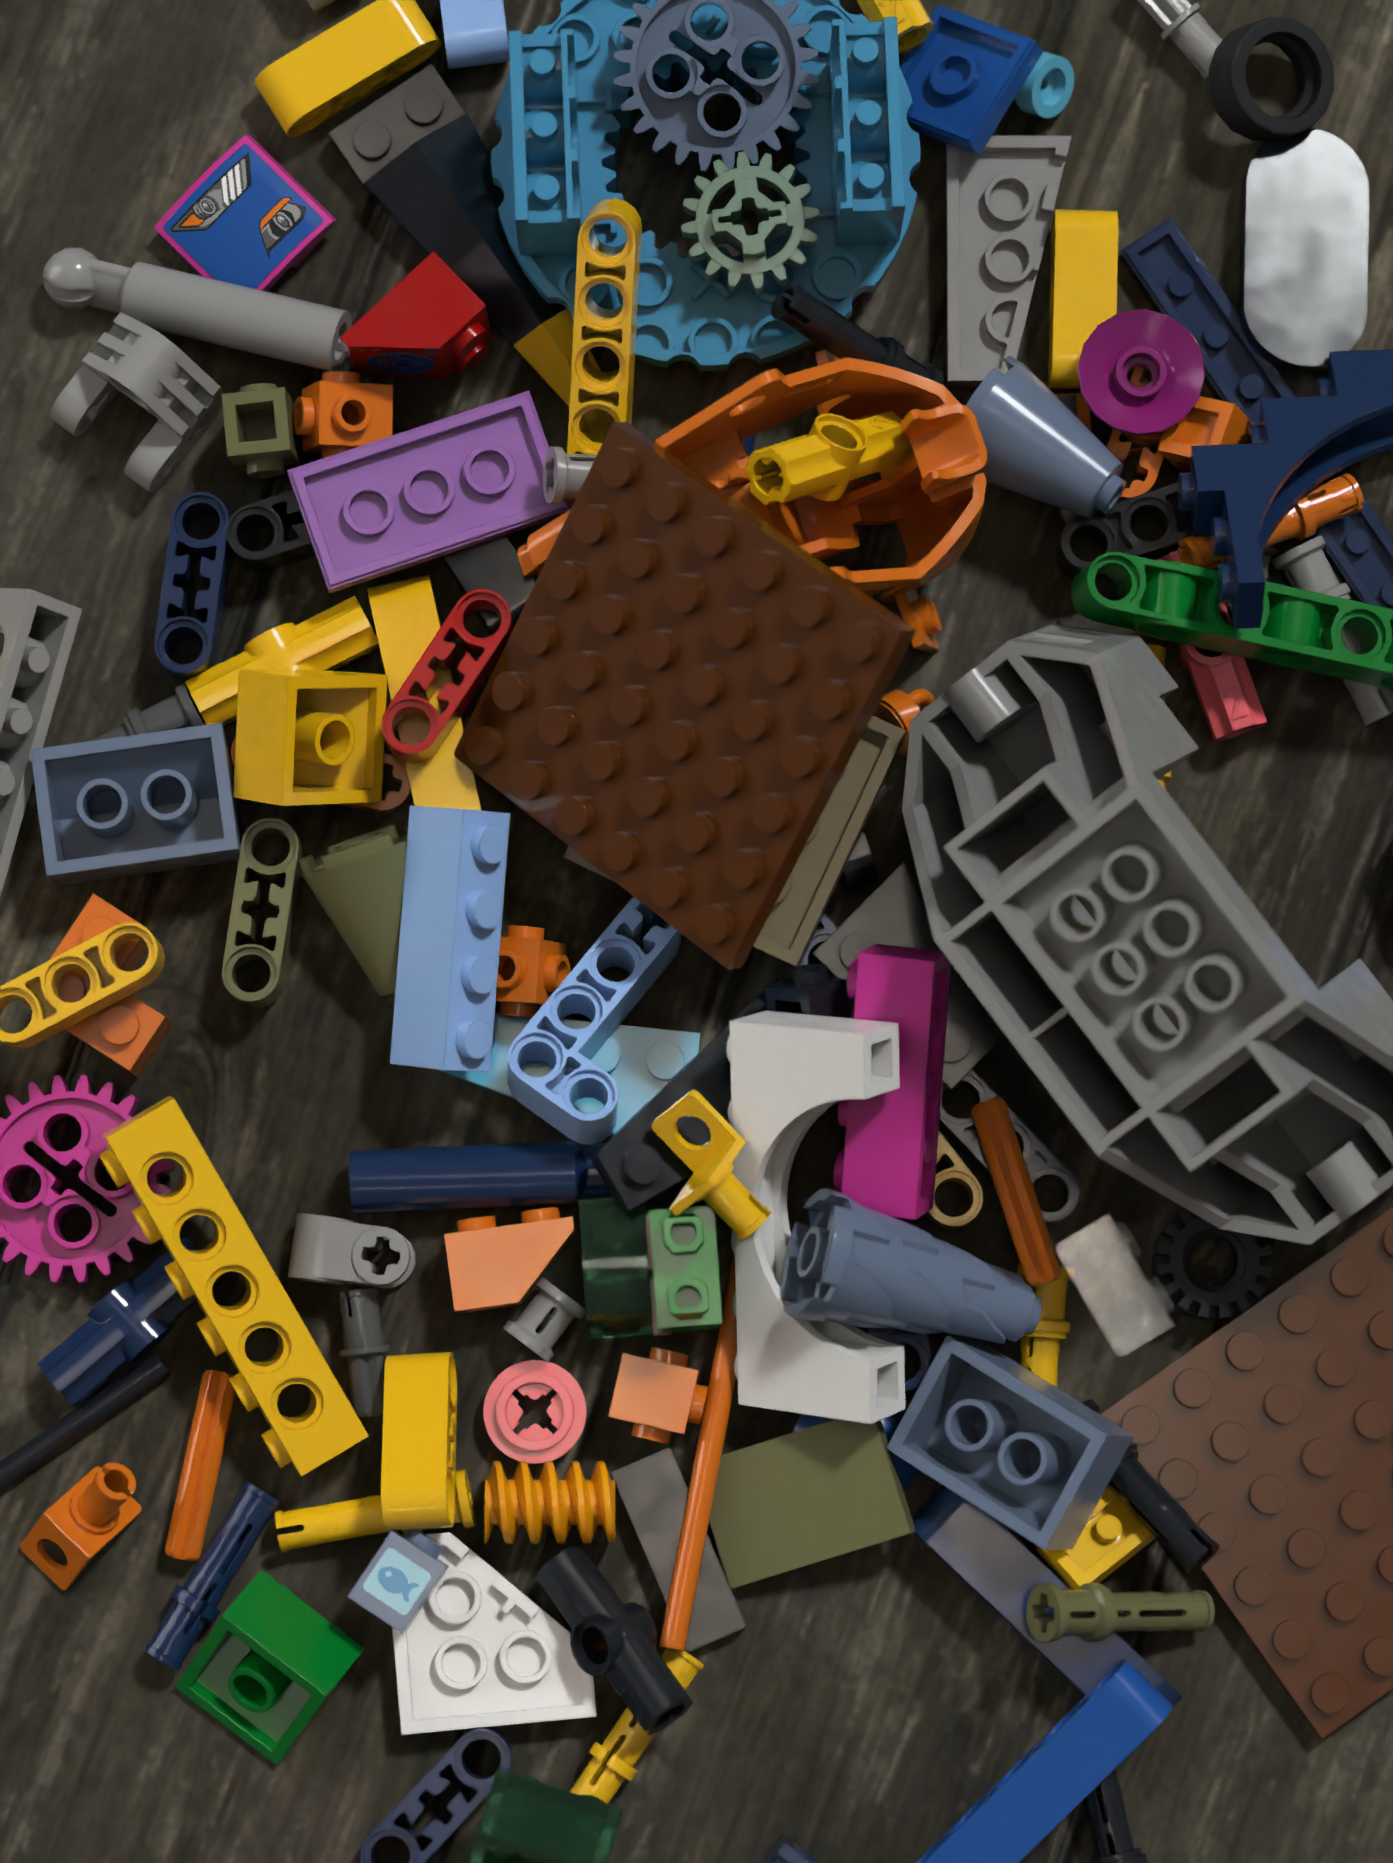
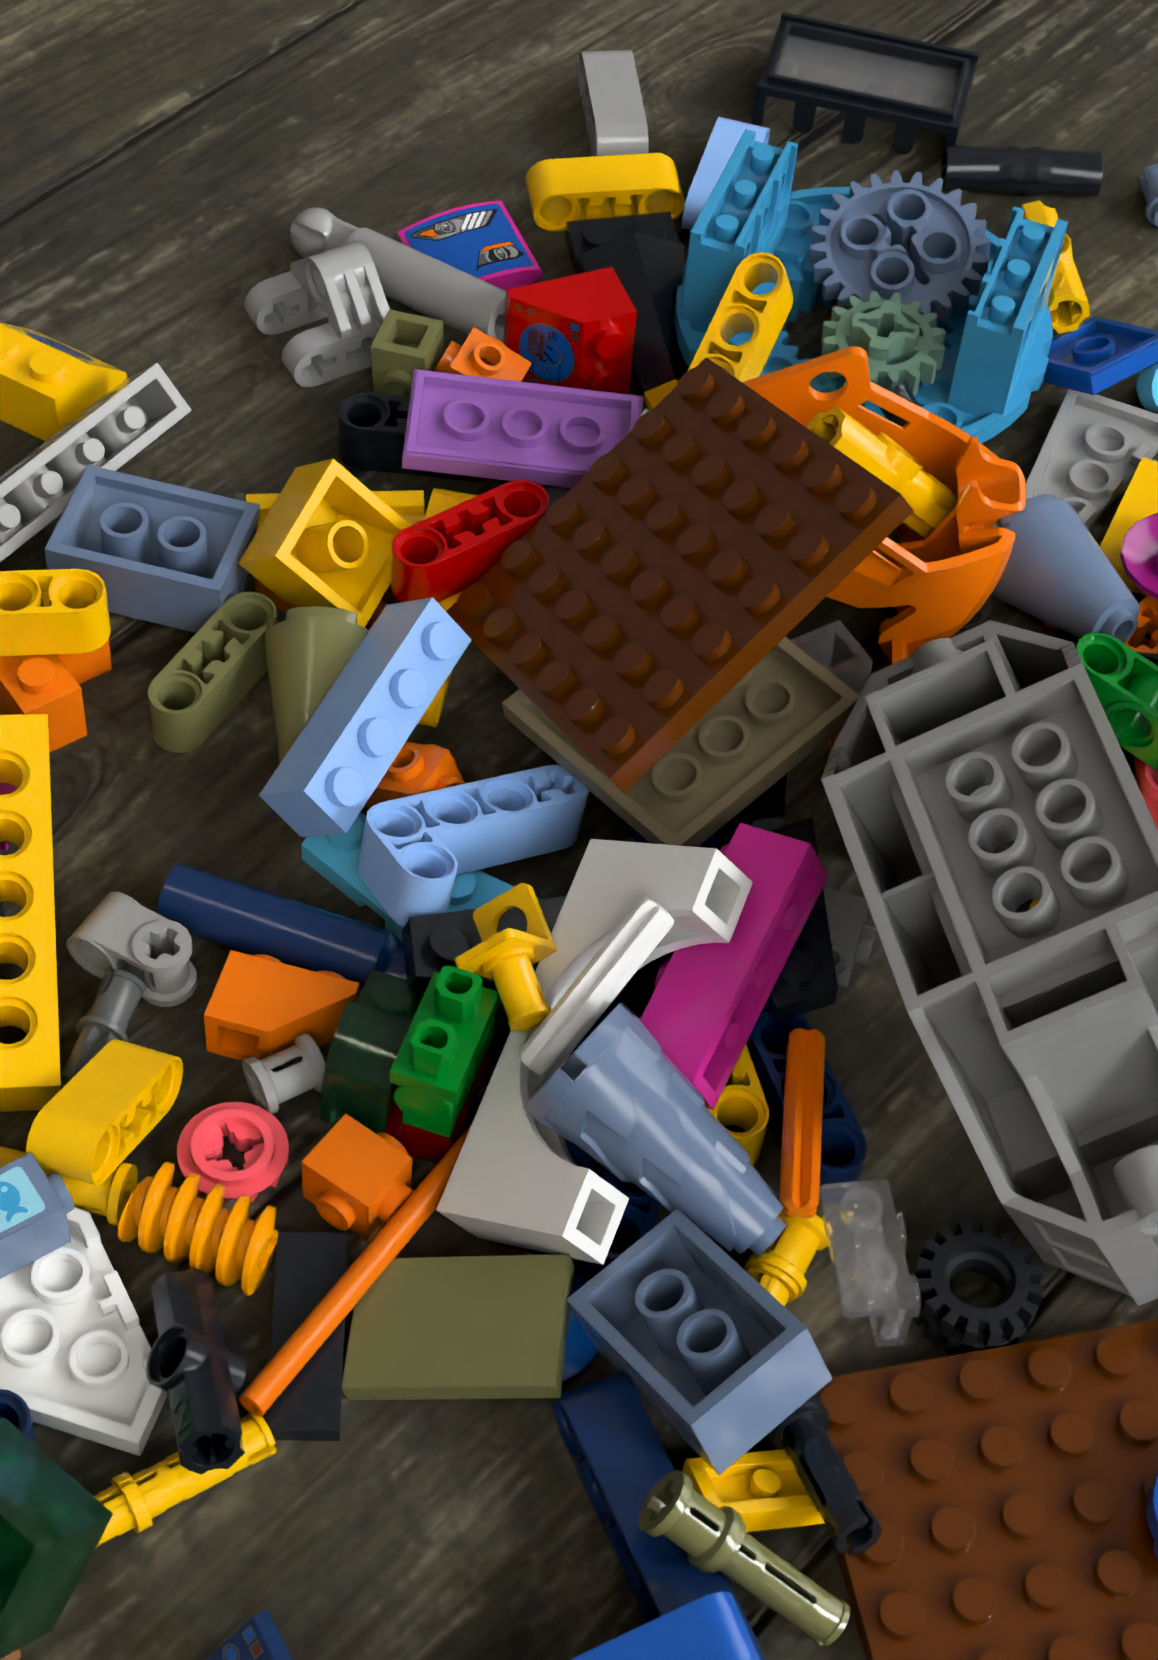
camera: 20 degrees right, 30 degrees down
(180, 572) = (292, 435): dark blue beam -> none
(803, 1183) = (596, 987): none -> white axle

